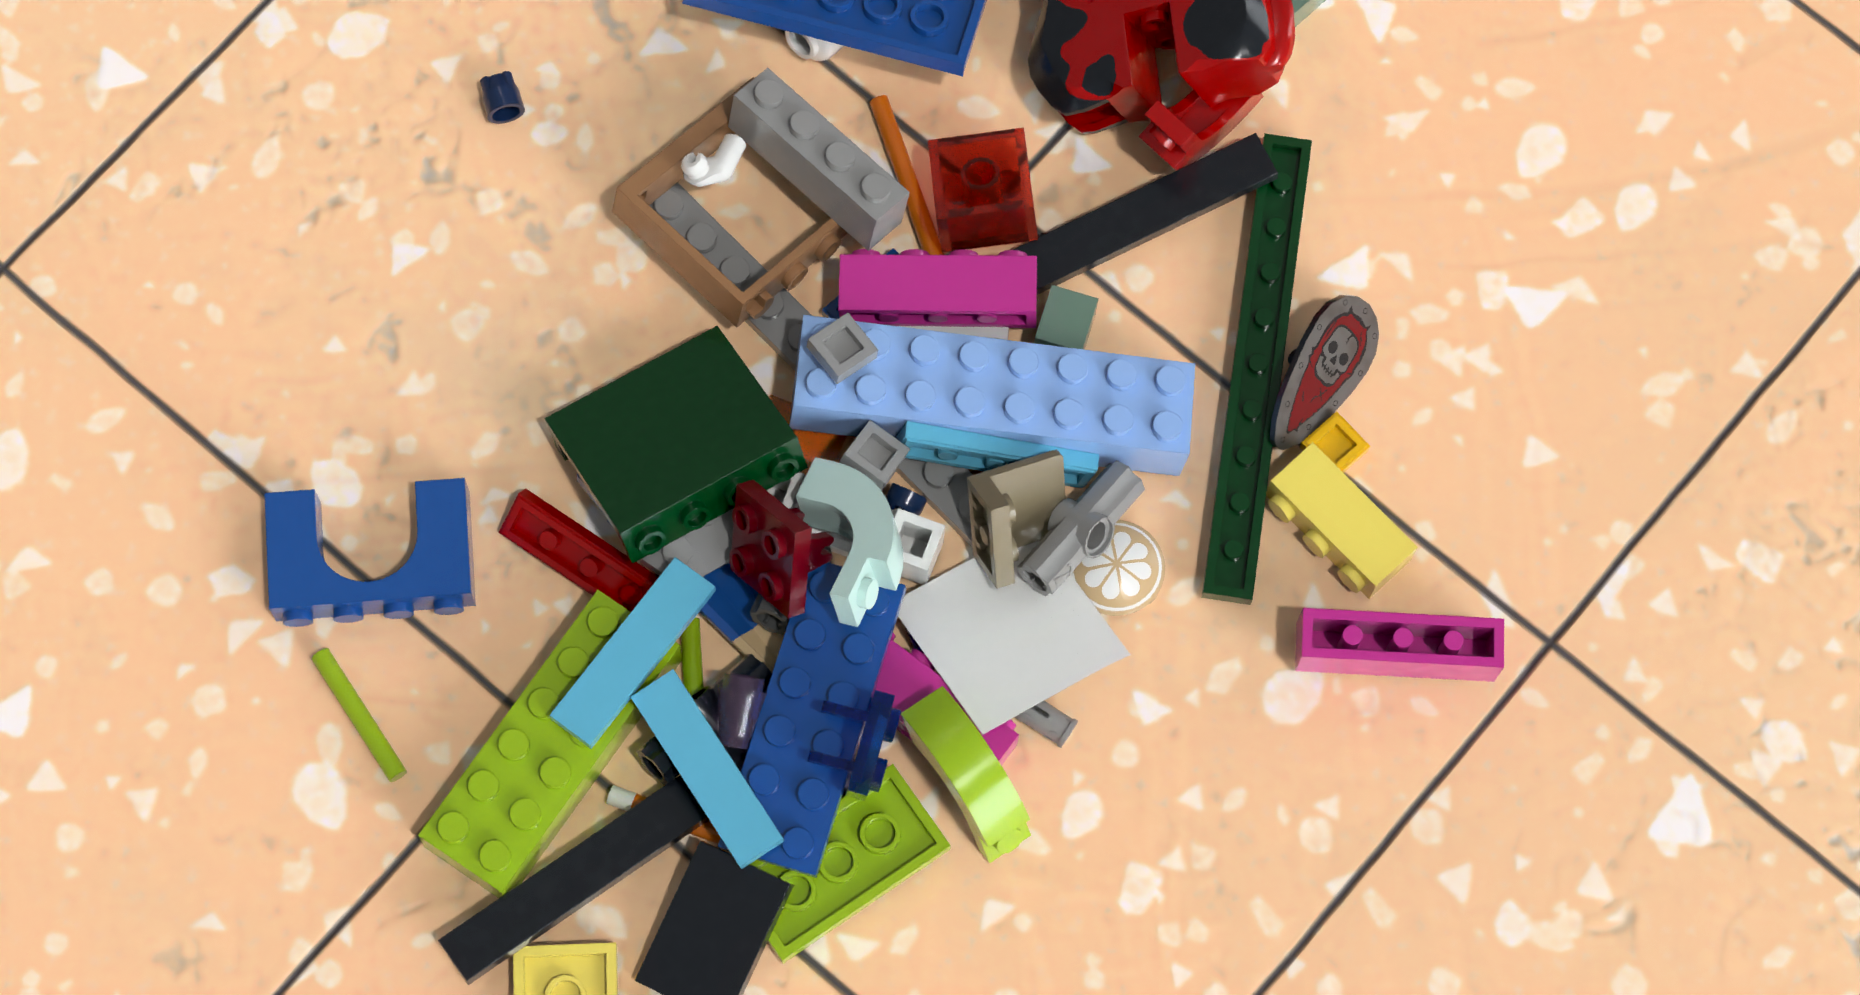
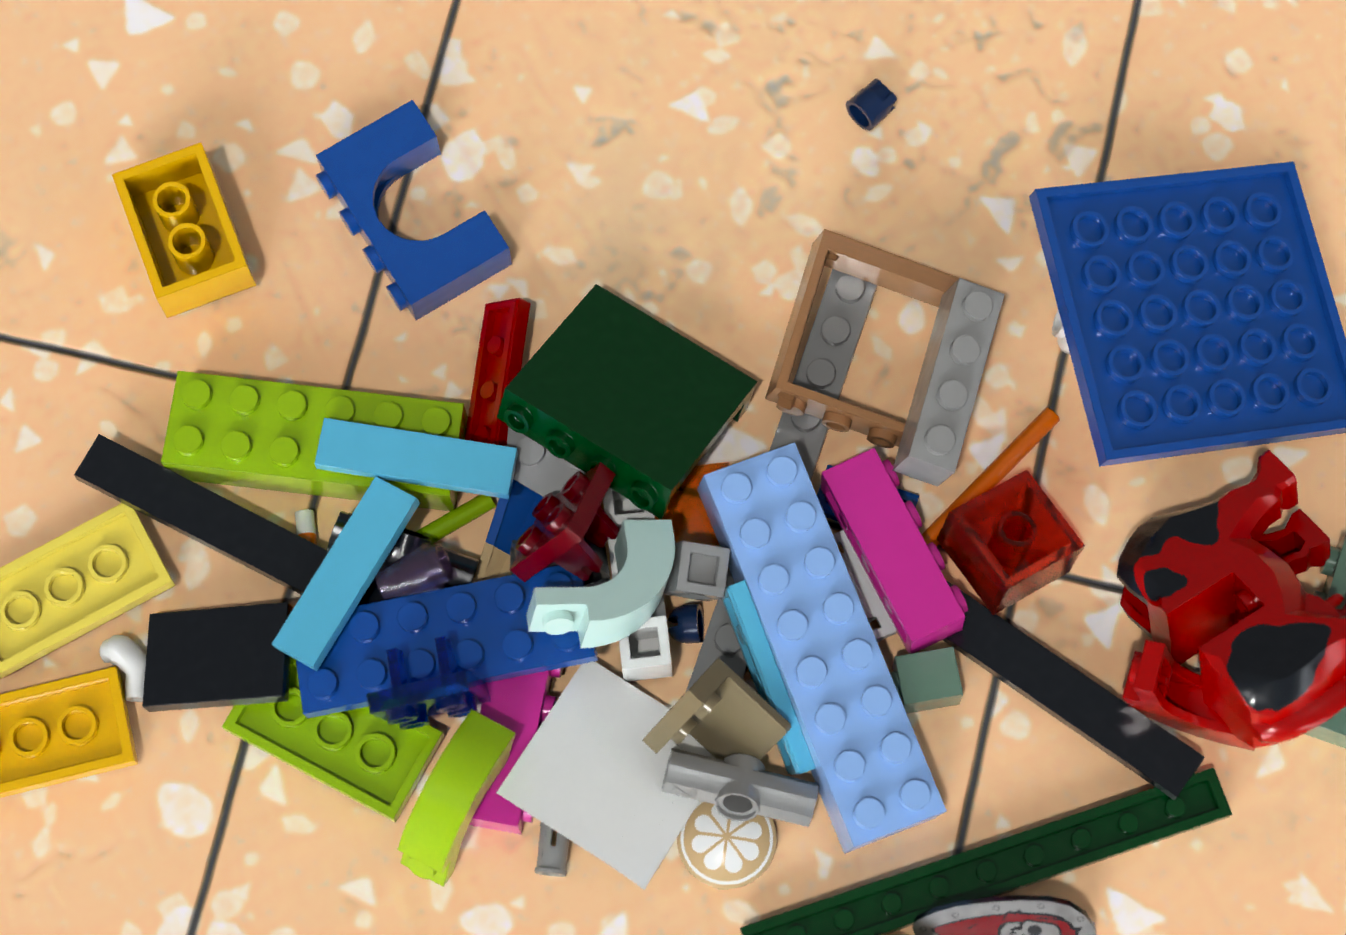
camera: 70 degrees right, 0 degrees up
(271, 768) = (183, 230): none -> yellow brick
(359, 715) = (272, 277): lime bar -> none
(716, 169) = (890, 302): white arm -> none
(842, 348) = (772, 487): light grey plate -> none

